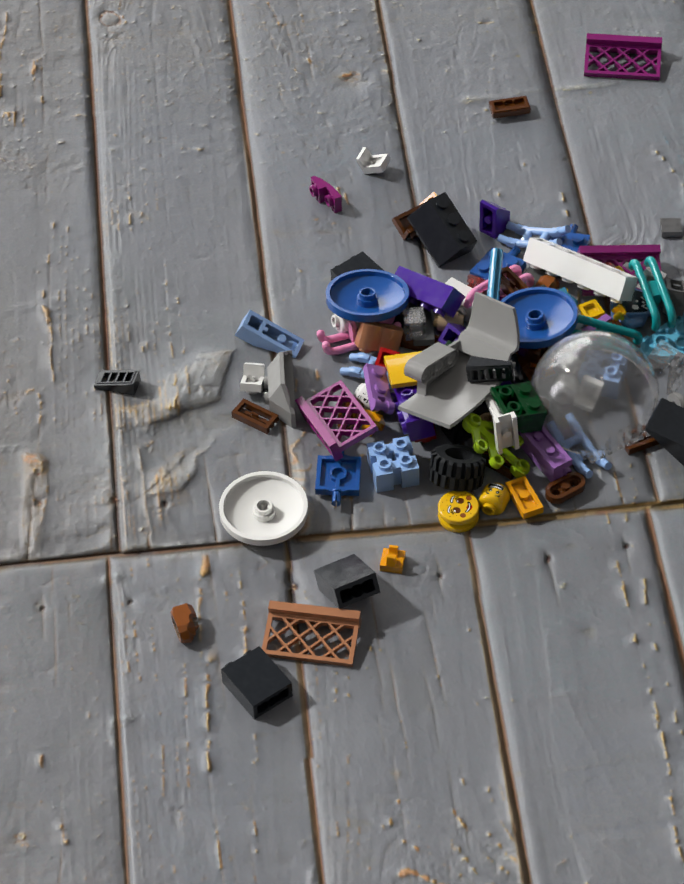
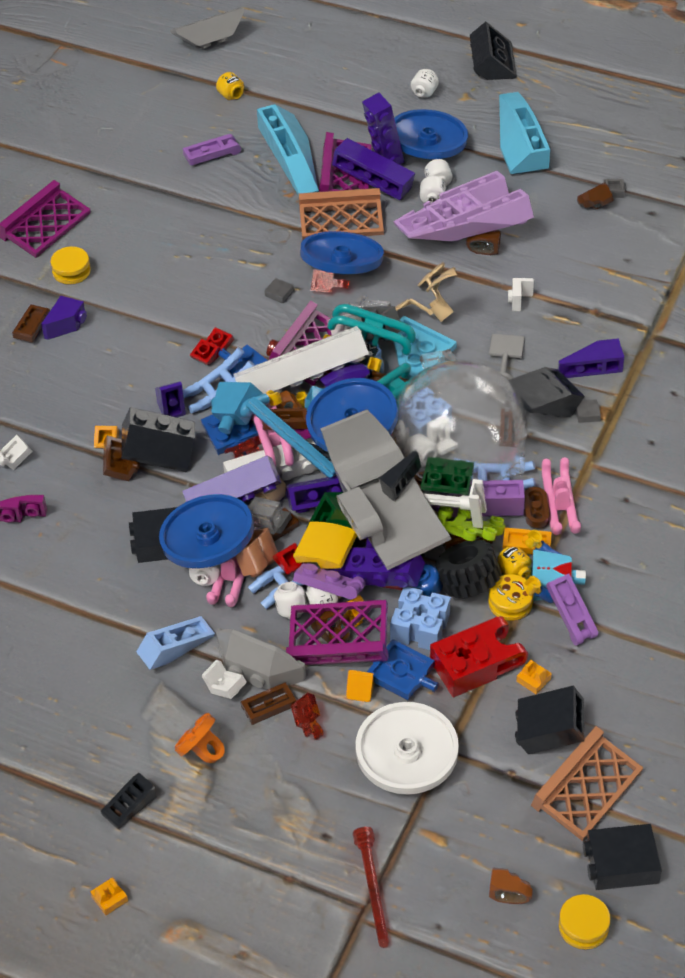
camera: 60 degrees left, 0 degrees up
(36, 408) = (109, 896): none -> light orange tile
(171, 523) = (364, 839): none -> clear red piece
(184, 682) = (584, 921): none -> yellow head
(191, 387) = (198, 738): none -> orange tile
(258, 439) = (305, 714): none -> clear red plate
(305, 459) = (359, 686): none -> light orange slope
(351, 376) = (287, 596): none -> white head
(380, 512) = (476, 656): none -> red brick
(424, 448) = (429, 581): none -> blue head
(468, 550) = (572, 609): none -> medium lavender plate
(497, 525) = (548, 566): none -> torso
(513, 253) = (231, 401): none -> dark azure torso
(527, 120) = (64, 317): none -> dark purple slope
(566, 215) = (207, 350): none -> red slope
(587, 96) = (70, 265): none -> yellow head
(587, 499) = (559, 496): none -> bright pink piece
(593, 302) = (346, 372): none -> dark purple slope

